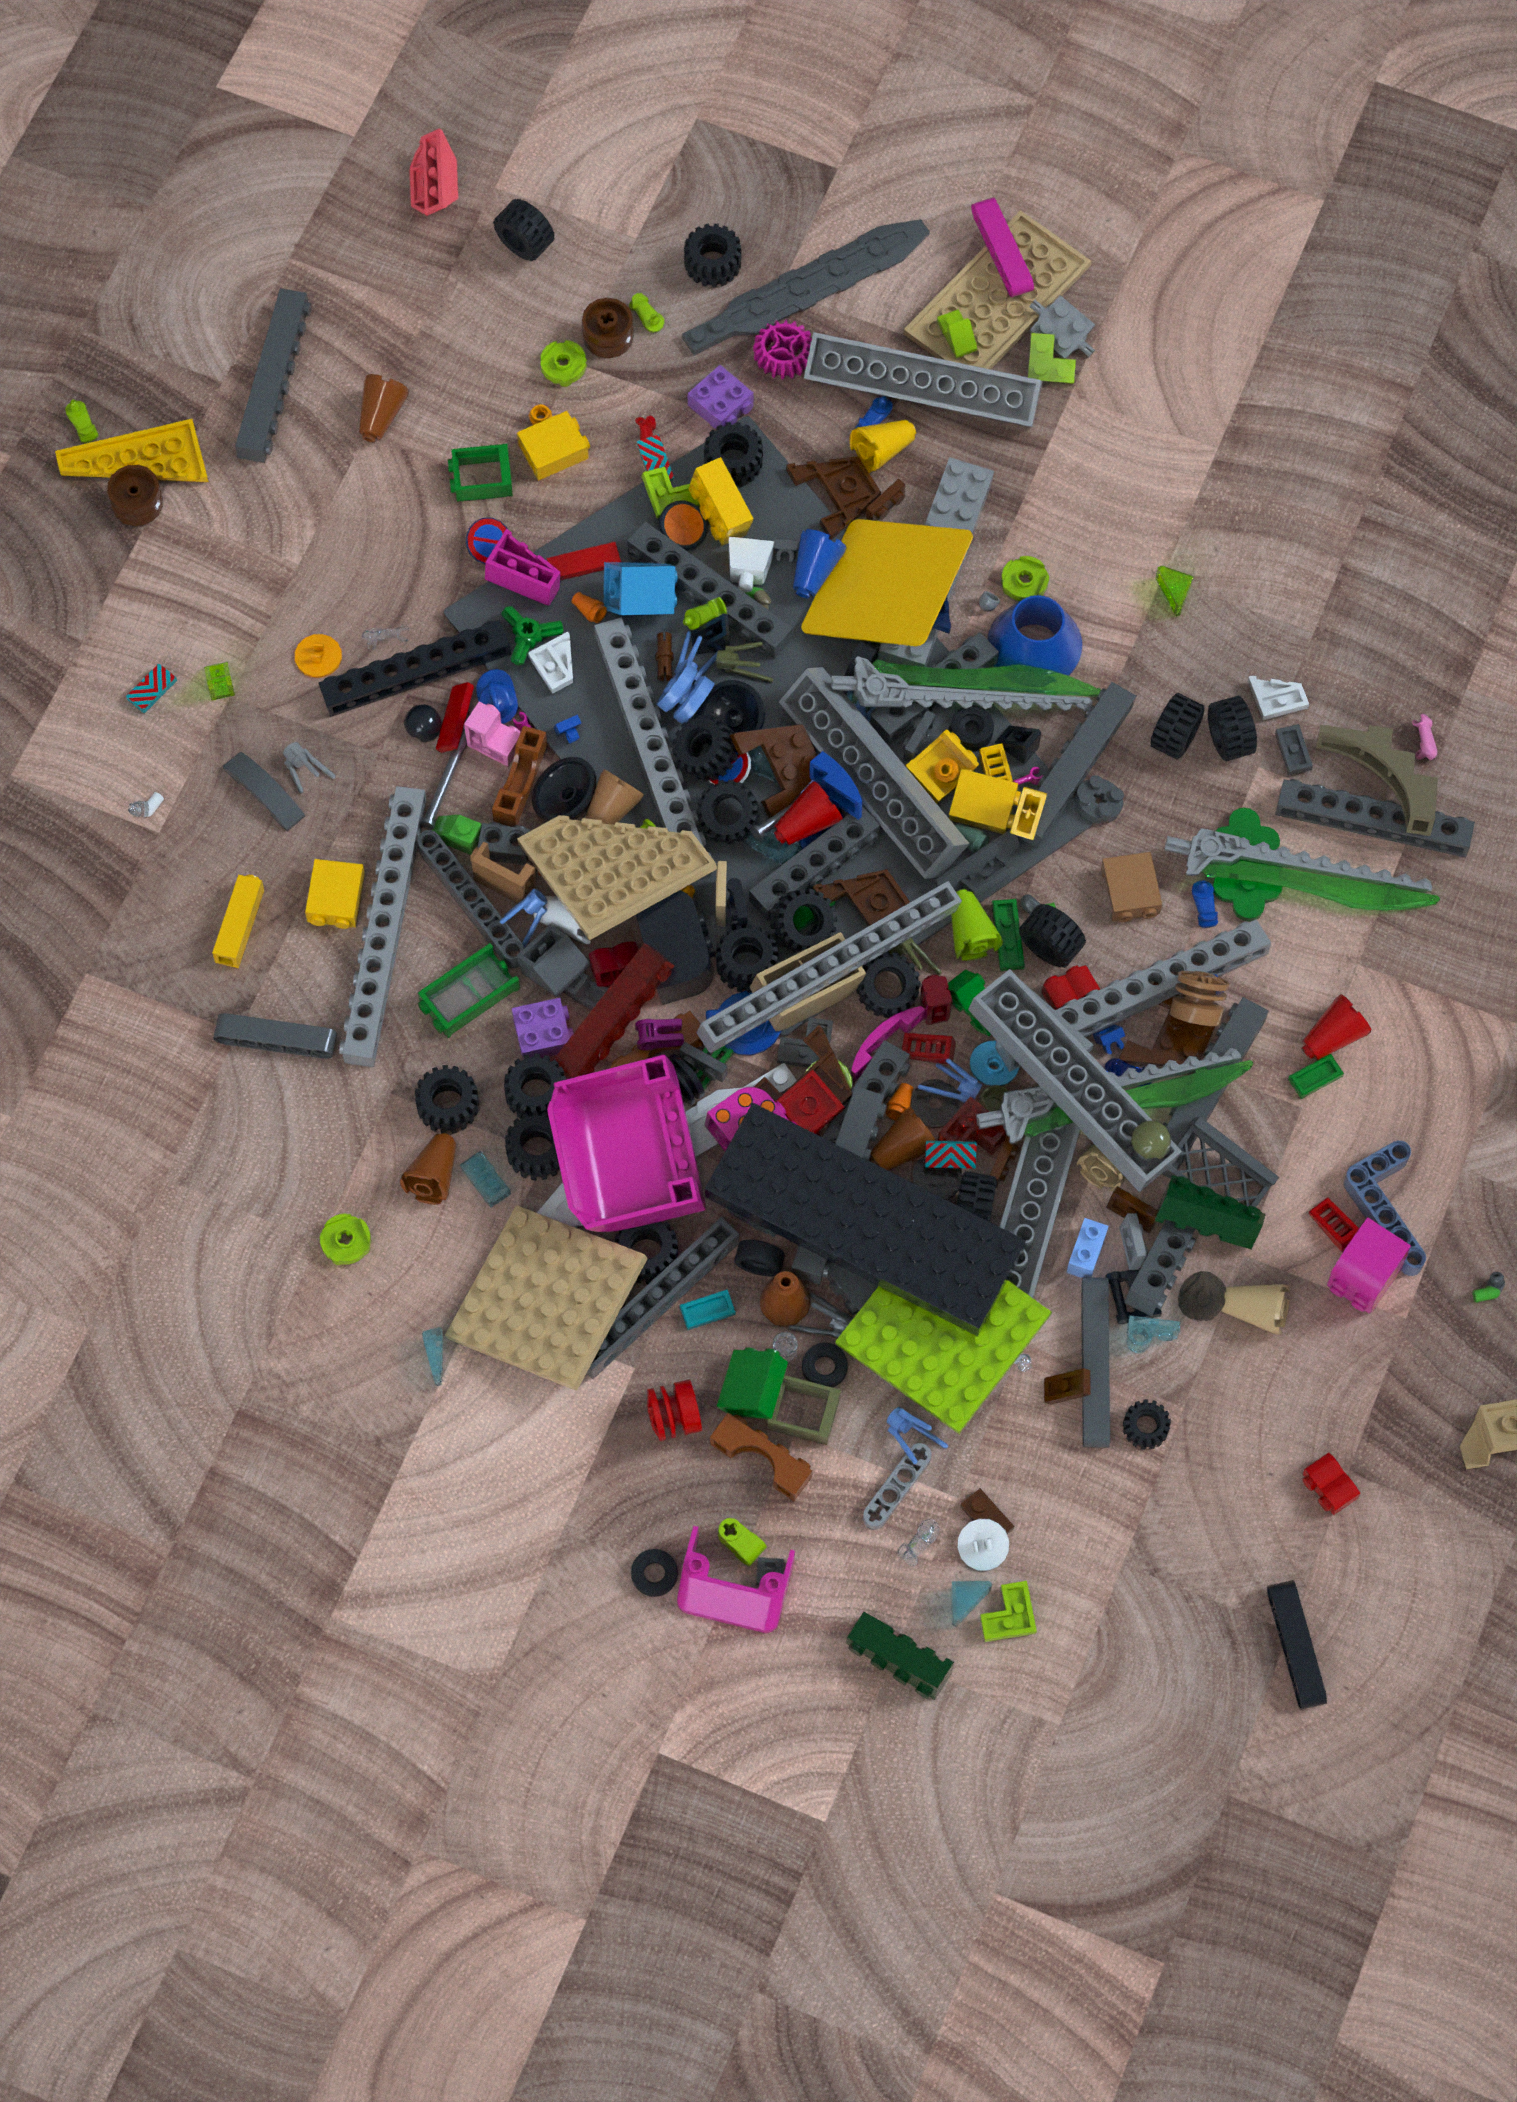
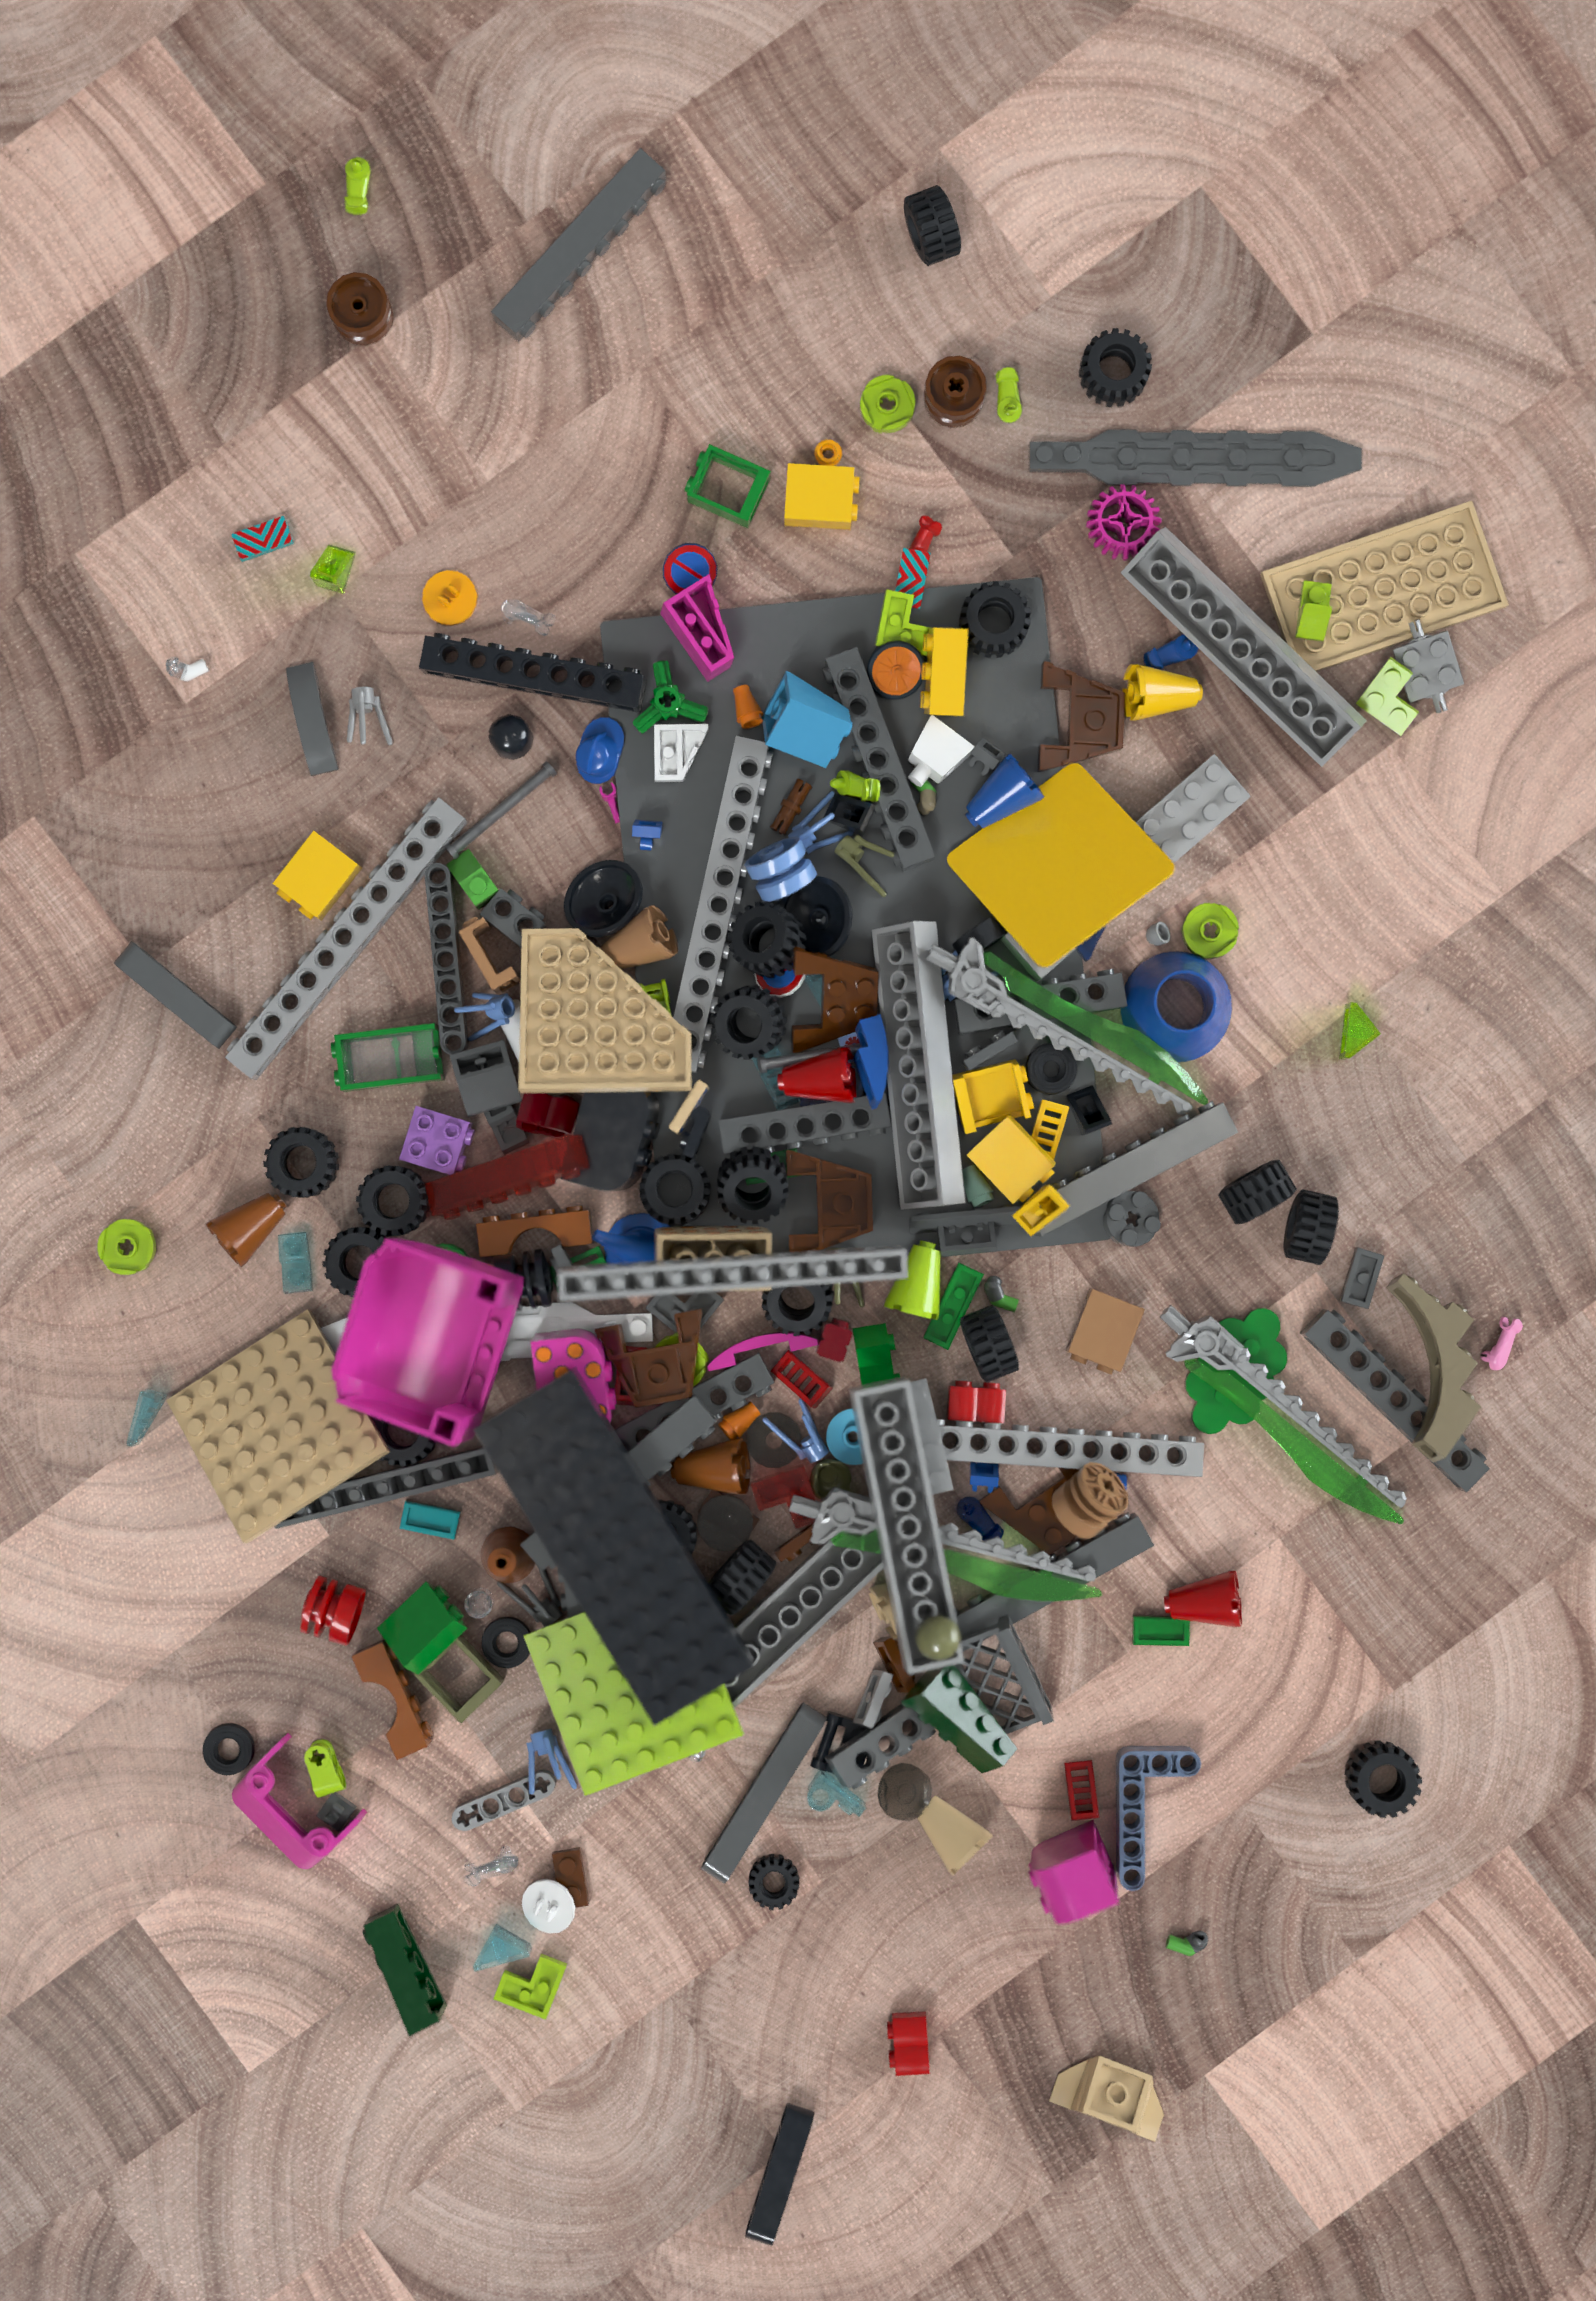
camera: 30 degrees right, 20 degrees up
(166, 450) = (410, 268): yellow wing -> none
(238, 920) = (207, 849): yellow brick -> none
(380, 405) = (665, 350): dark orange cone -> none
(433, 174) = (879, 101): coral wedge -> none
(454, 717) = (544, 750): red tile -> none
(489, 736) = (567, 795): bright pink brick -> none
(525, 765) = (578, 850): dark orange arch -> none
(584, 560) = (773, 651): red tile -> none
(657, 1040) = (531, 1224): magenta piece -> none
(720, 398) = (1023, 543): medium lavender brick -> none
(759, 1257) = (502, 1505): black tyre -> none
(810, 1103) = (641, 1383): red tile -> none
(891, 496) = (1133, 759): reddish brown plate -> none
(950, 1154) = (747, 1515): tile -> none
(951, 775) = (1003, 1104): light orange plate -> none
(1002, 247) = (1423, 537): dark pink beam -> none
(1030, 777) = (1072, 1156): dark pink hand -> none
(1067, 1386) = (719, 1805): reddish brown plate -> none
(1087, 1248) = (825, 1679): light blue brick -> none
(1204, 900) = (1169, 1384): blue piece -> none
(1277, 697) = (1382, 1211): white wing -> none

